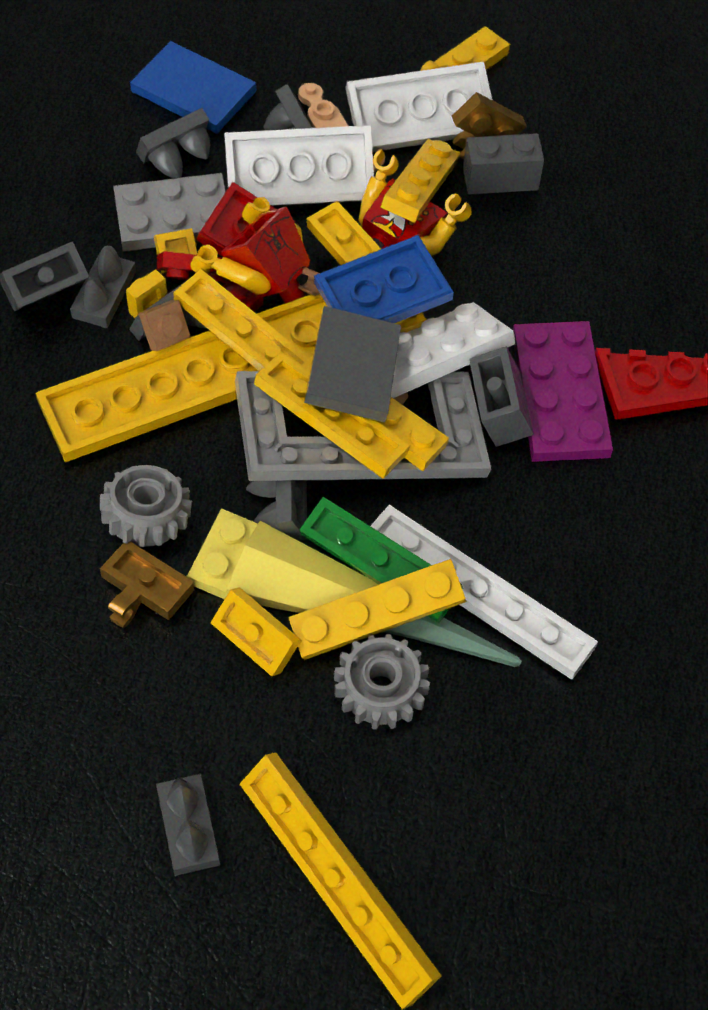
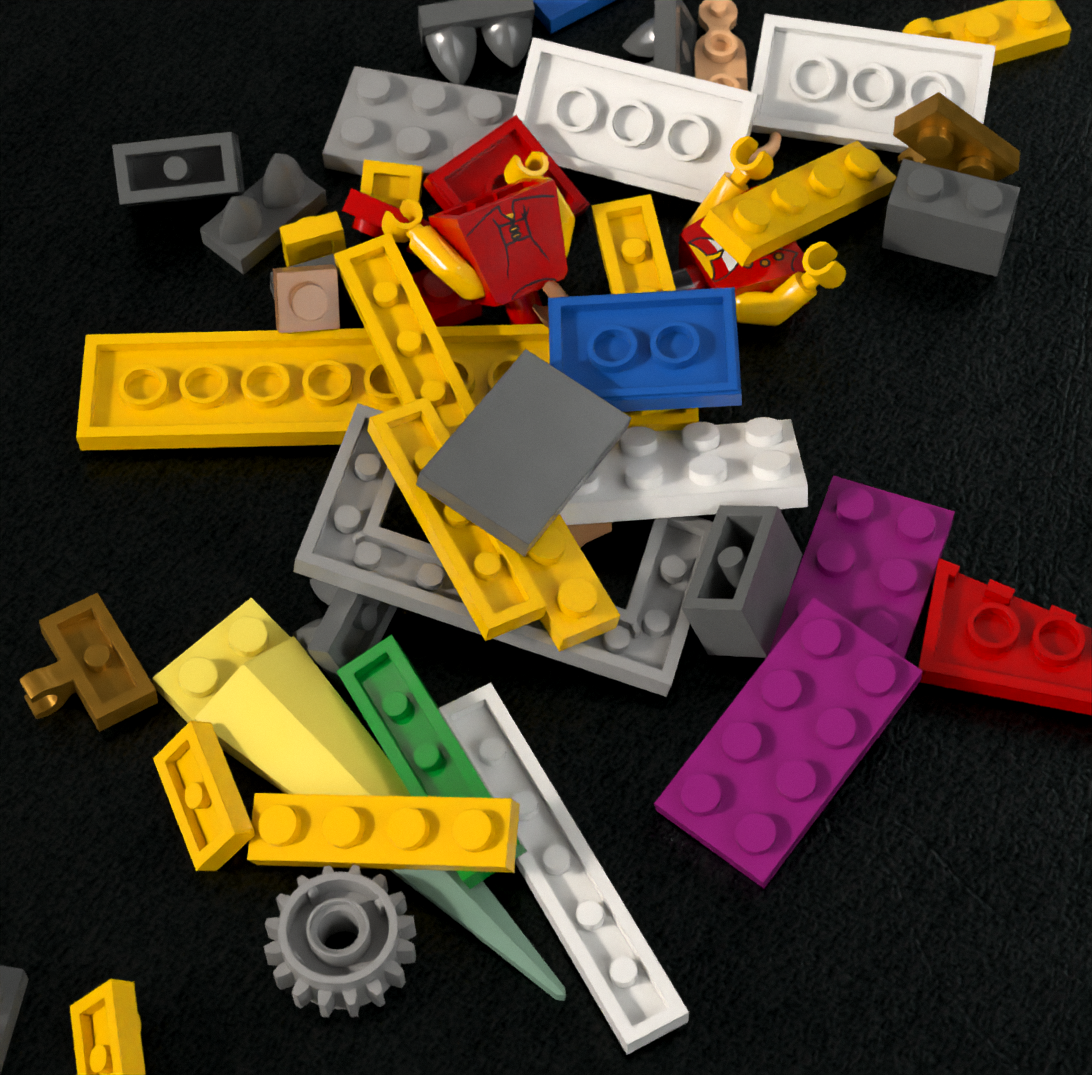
camera: 30 degrees right, 0 degrees up
(145, 505) = (146, 554): light grey gear -> none
(571, 476) = (788, 741): none -> magenta plate

